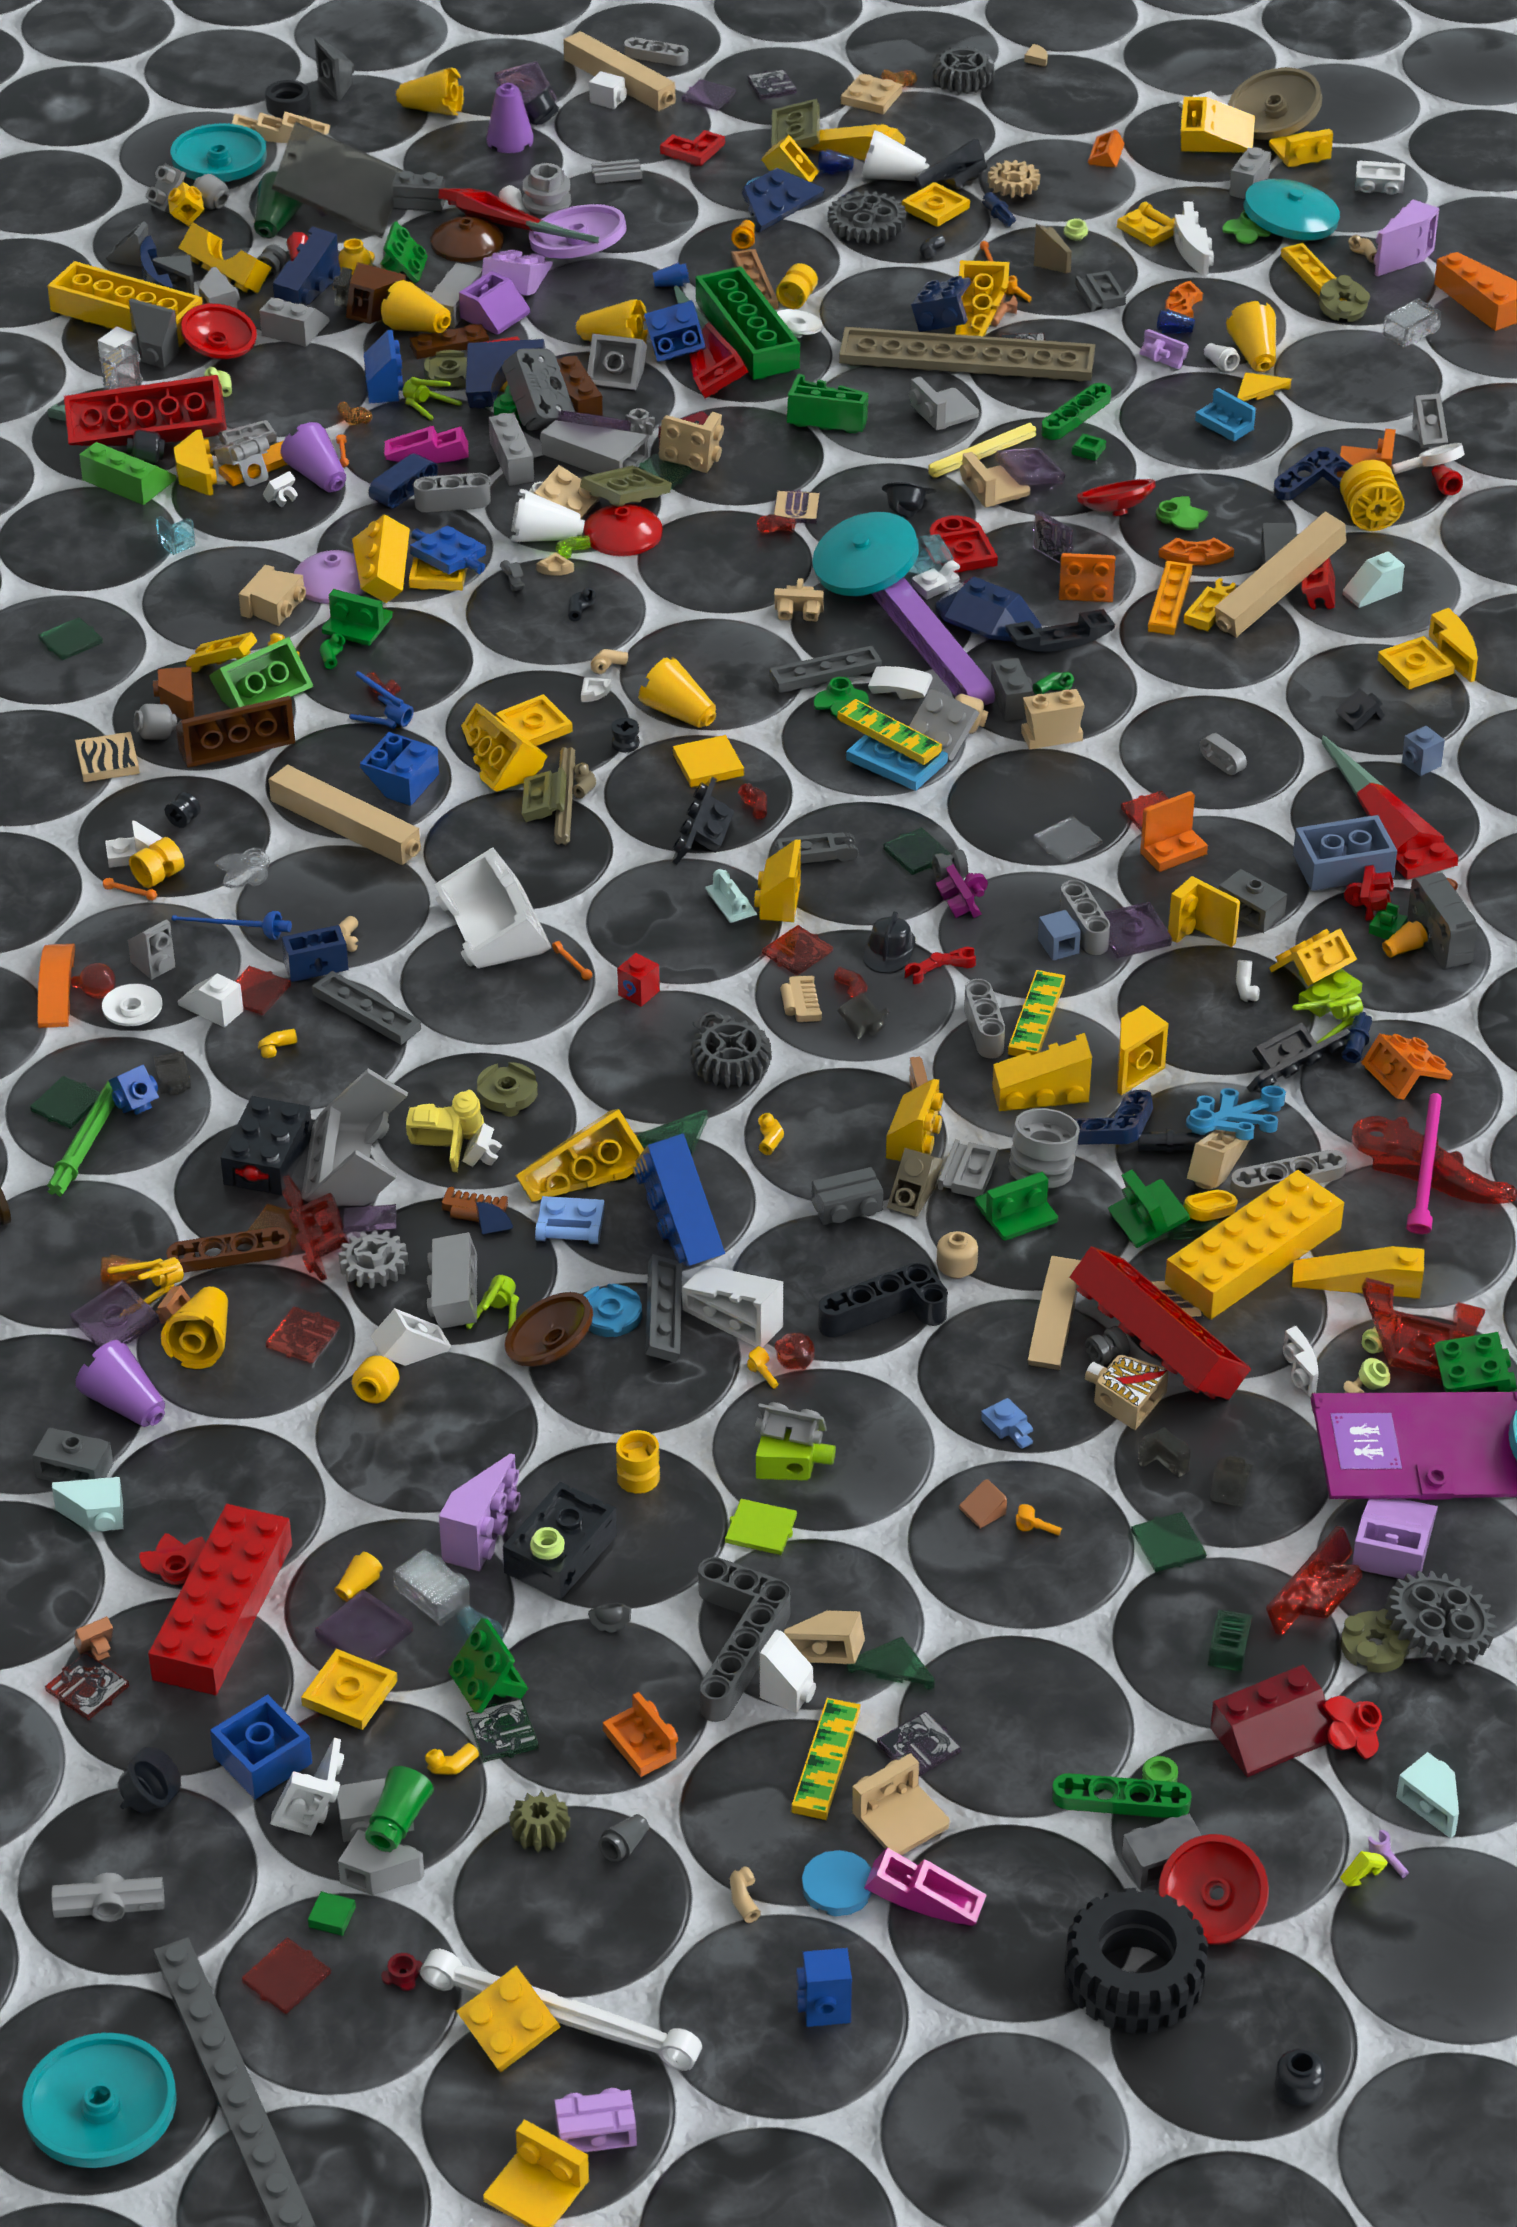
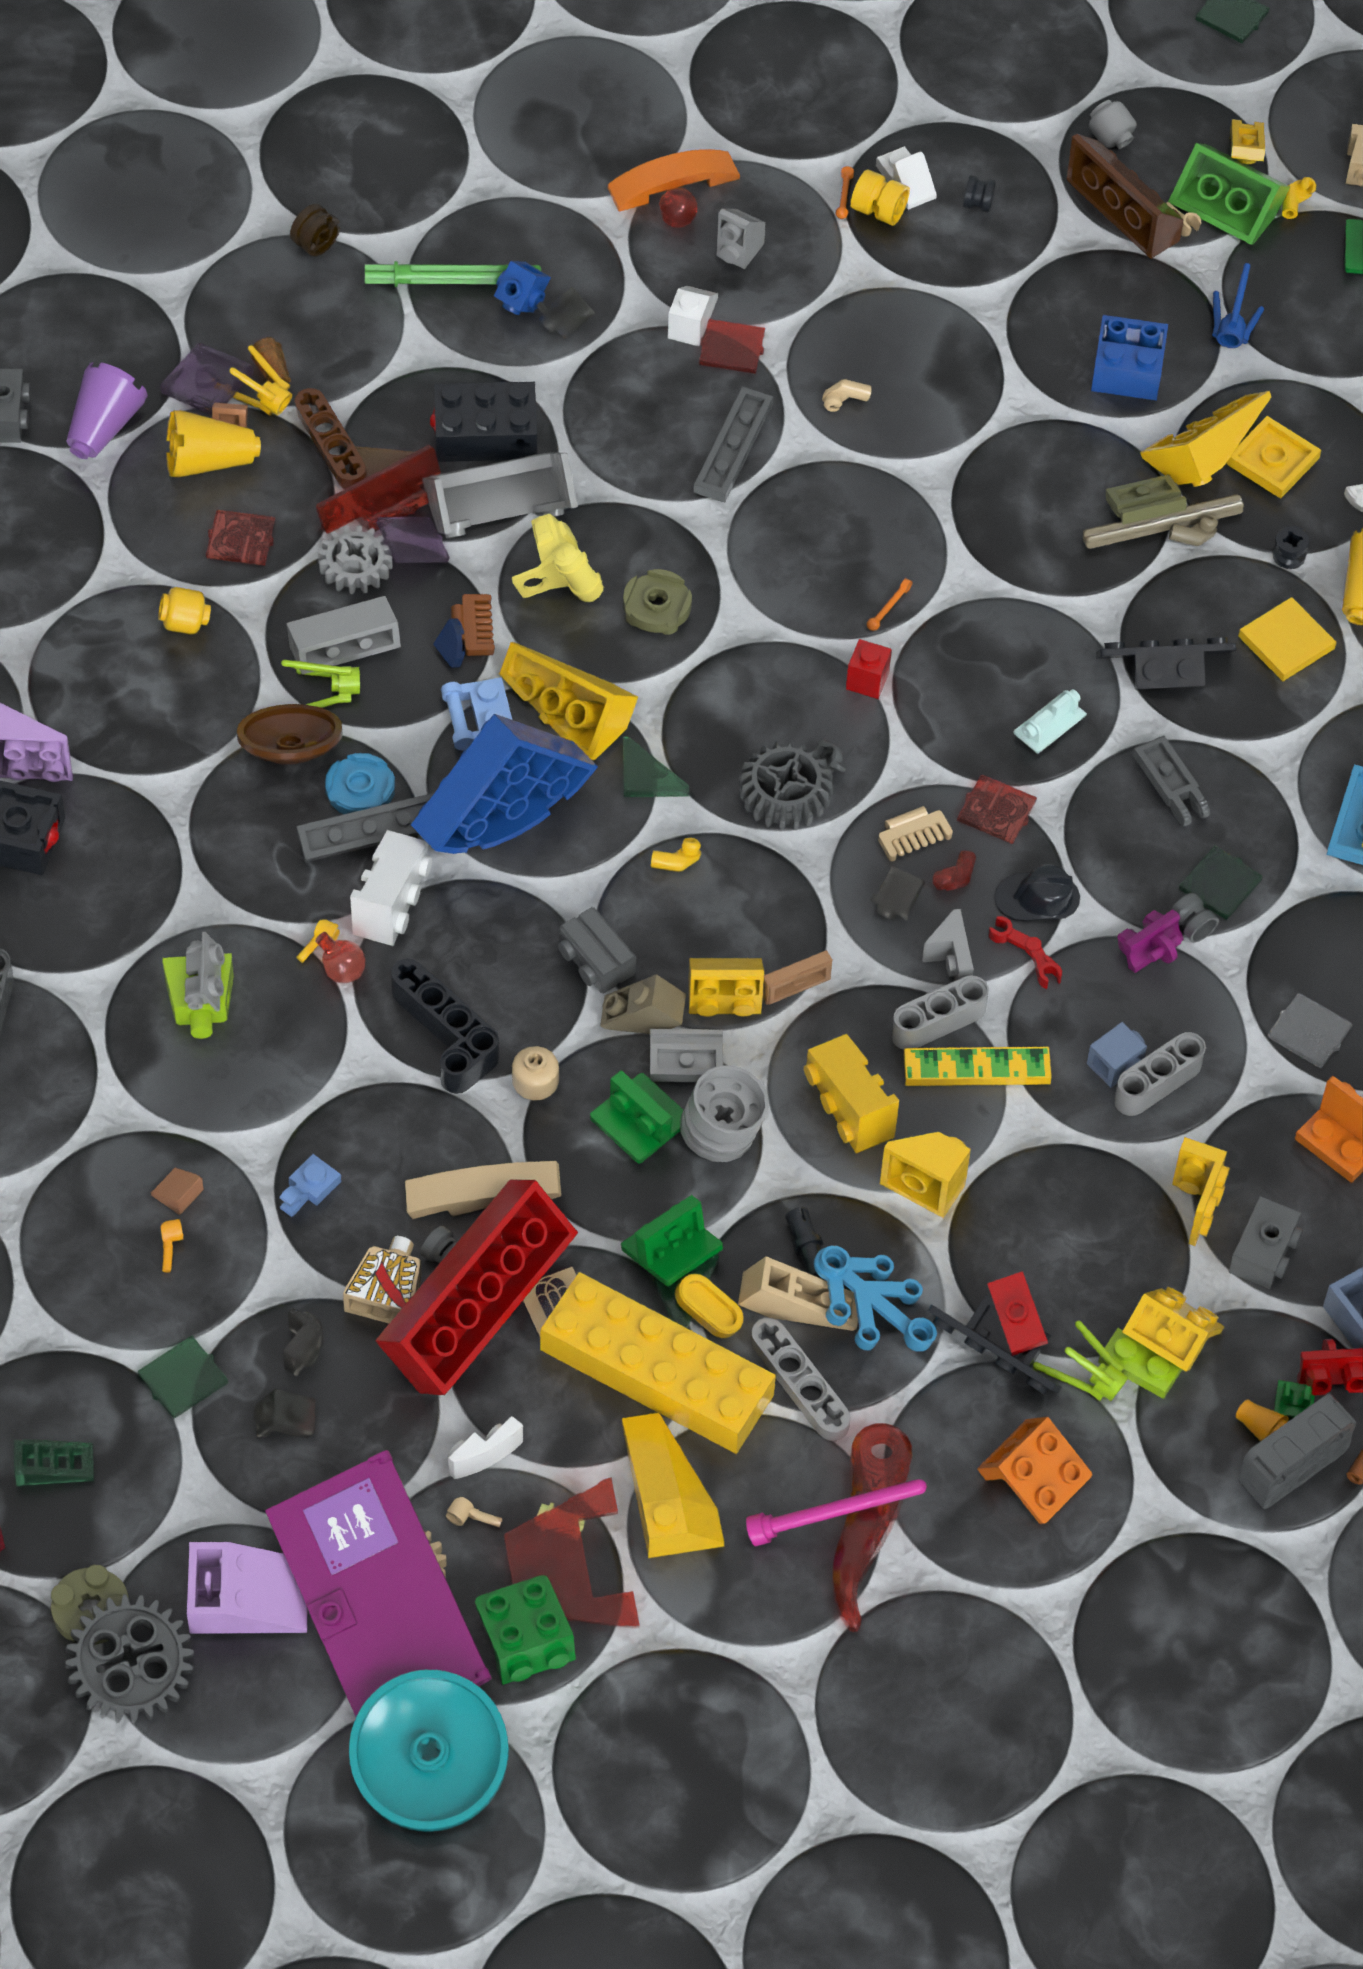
camera: 70 degrees right, 15 degrees up
(66, 1102) = (503, 242): clear green piece -> none
(107, 757) = (1046, 106): tan tile -> none
(132, 1005) = (654, 248): white dish -> none
(176, 690) = (1173, 129): dark orange slope -> none
(244, 868) = (916, 277): clear plate -> none
(271, 924) = (828, 325): blue sword -> none
(276, 1039) = (655, 382): yellow arm -> none
(315, 953) = (787, 372): dark blue brick -> none
(330, 649) = (1315, 238): green arm -> none
(345, 814) = (1033, 333): tan brick -> none
(392, 687) = (1270, 302): clear red arm -> none
(408, 1338) = (250, 623): white slope -> none
(482, 1147) = (554, 601): white tile -> none
(491, 912) = (926, 518): white windscreen -> none
(637, 1461) = (132, 861): yellow wheel -> none
(756, 798) = (1237, 703): clear red arm -> none
(761, 1526) = (94, 998): lime piece -> none
(780, 884) = (1079, 761): yellow slope -> none
(923, 995) = (950, 944): none -> light grey slope
(1124, 1127) = (859, 1196): dark blue beam -> none
(1136, 930) = (1161, 1126): clear purple tile -> none
(1243, 981) = (1109, 1269): white arm -> none
(1282, 1030) = (1017, 1313): none -> red plate
(1318, 1583) = (144, 1528): clear red bracket -> none
(1358, 1038) = (1066, 1405): dark blue axle -> none
(1374, 1374) = (486, 1516): yellowish green plate -> none

